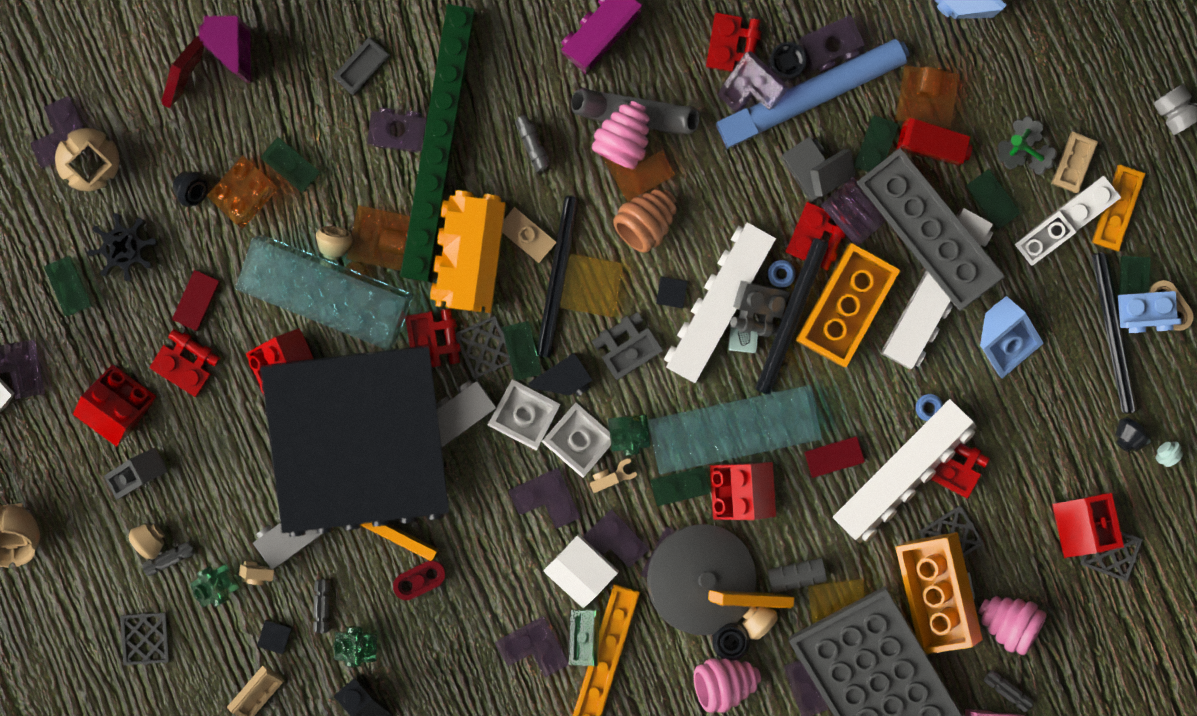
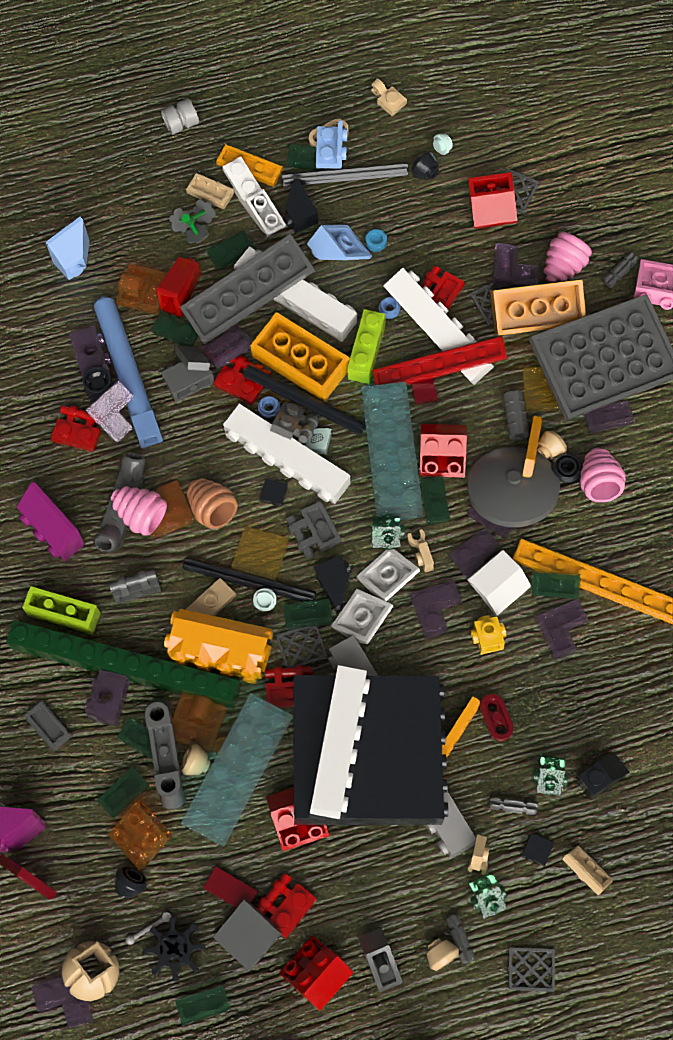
camera: 80 degrees left, 20 degrees down
(147, 326) = (247, 935): none -> dark grey tile
(159, 232) = (130, 939): none -> light grey hinge
(338, 206) = (164, 753): none -> dark grey plate
(350, 408) = (338, 742): none -> white brick
(353, 180) = (136, 737): none -> clear green plate
(494, 62) = (61, 610): none -> lime brick
(507, 571) = (488, 634): none -> yellow brick
(534, 298) = (264, 599): none -> light aqua plate
(850, 478) = (443, 362): none -> red tile
(871, 385) = (366, 346): none -> lime brick
(991, 551) = (508, 272): none -> clear purple plate
(1024, 381) = (376, 240): none -> dark azure tile
(1056, 279) = (299, 209): none -> black slope

